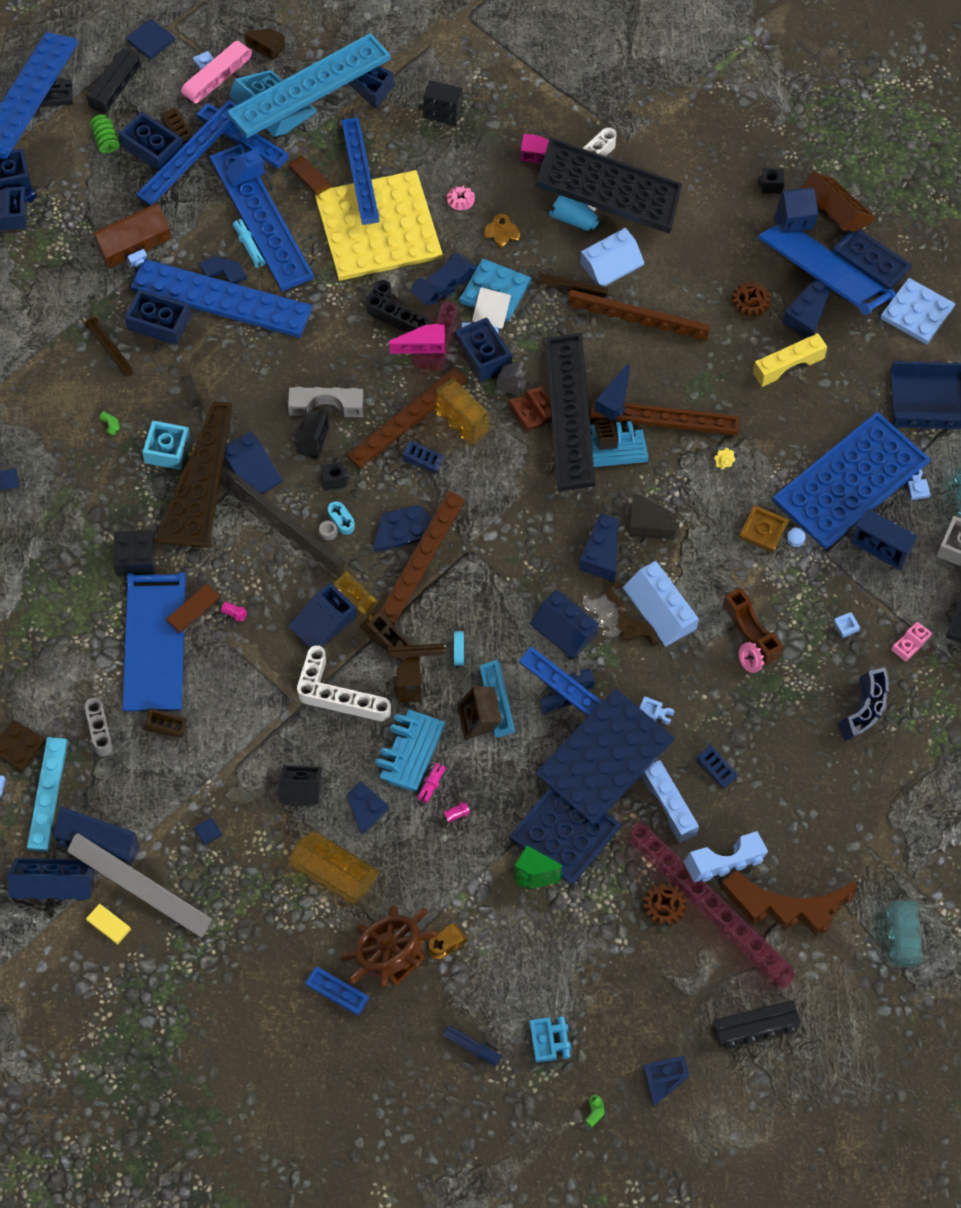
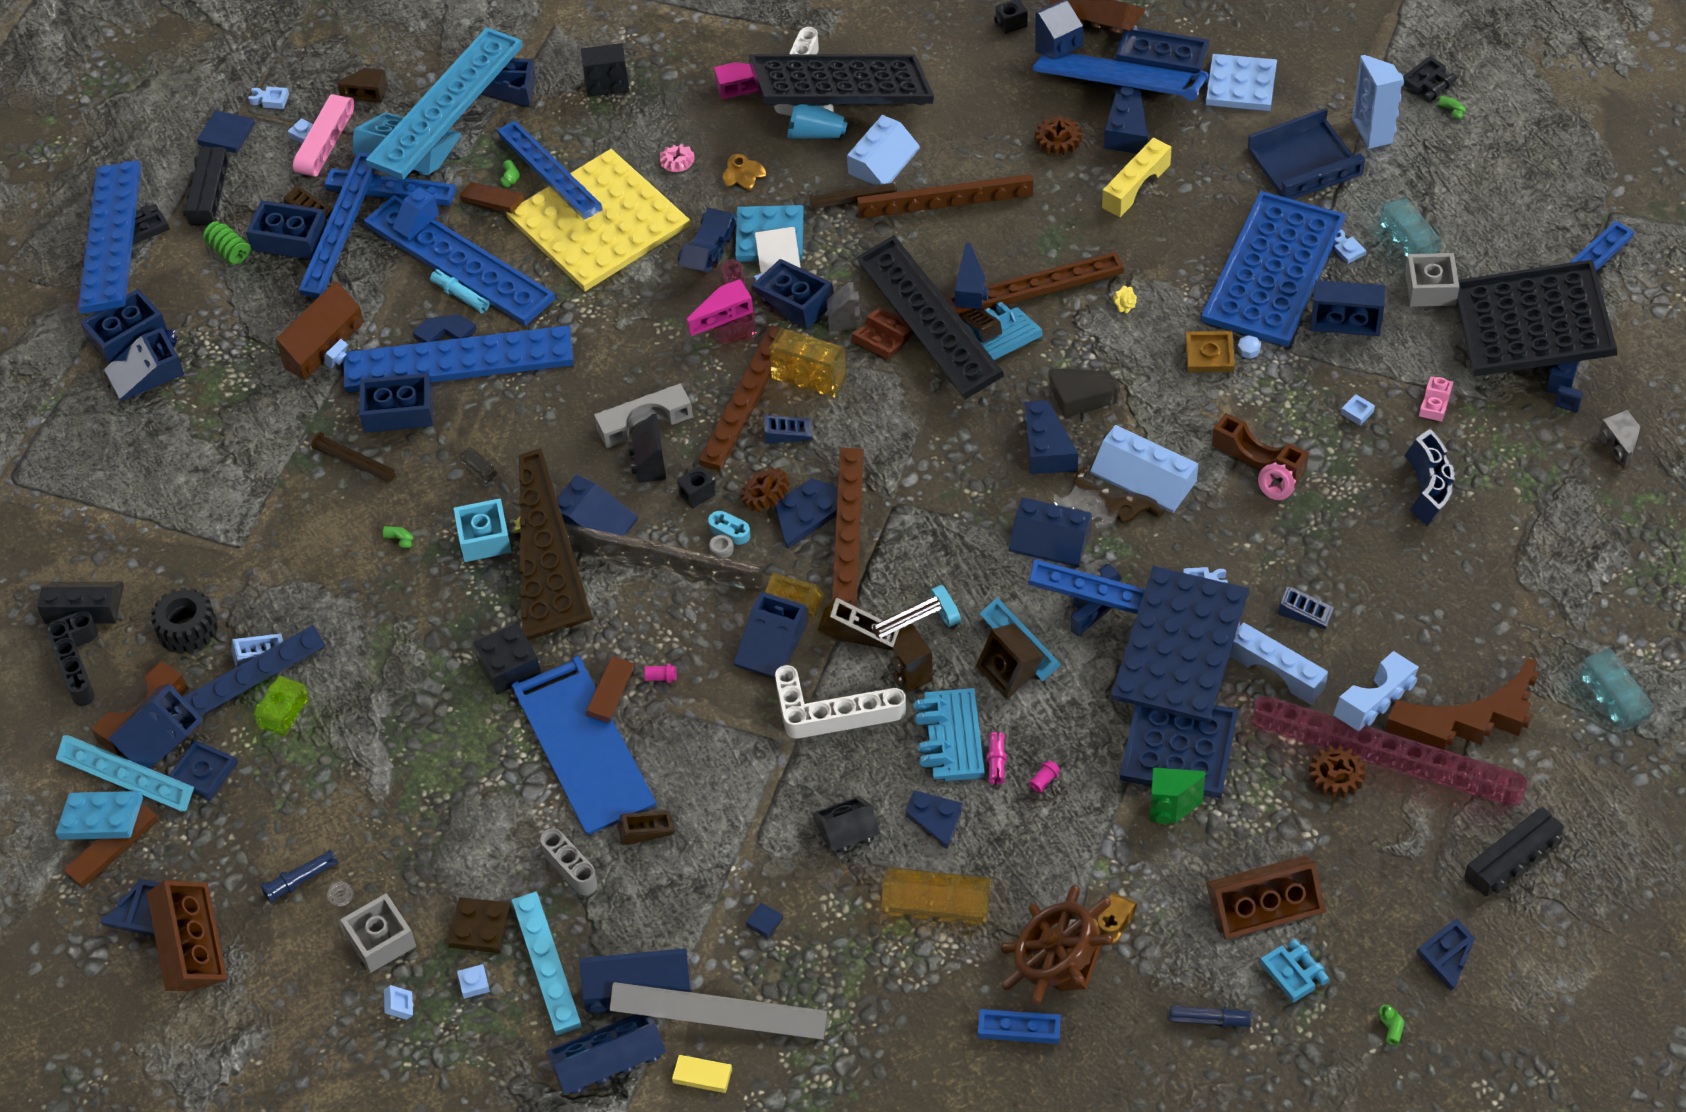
camera: 20 degrees left, 10 degrees down
(194, 24) = (271, 98): none -> light blue plate
(334, 161) = (511, 174): none -> bright green arm
(380, 499) = (765, 489): none -> reddish brown gear
(399, 312) = (666, 297): black beam -> none
(560, 975) = (1266, 896): none -> reddish brown slope

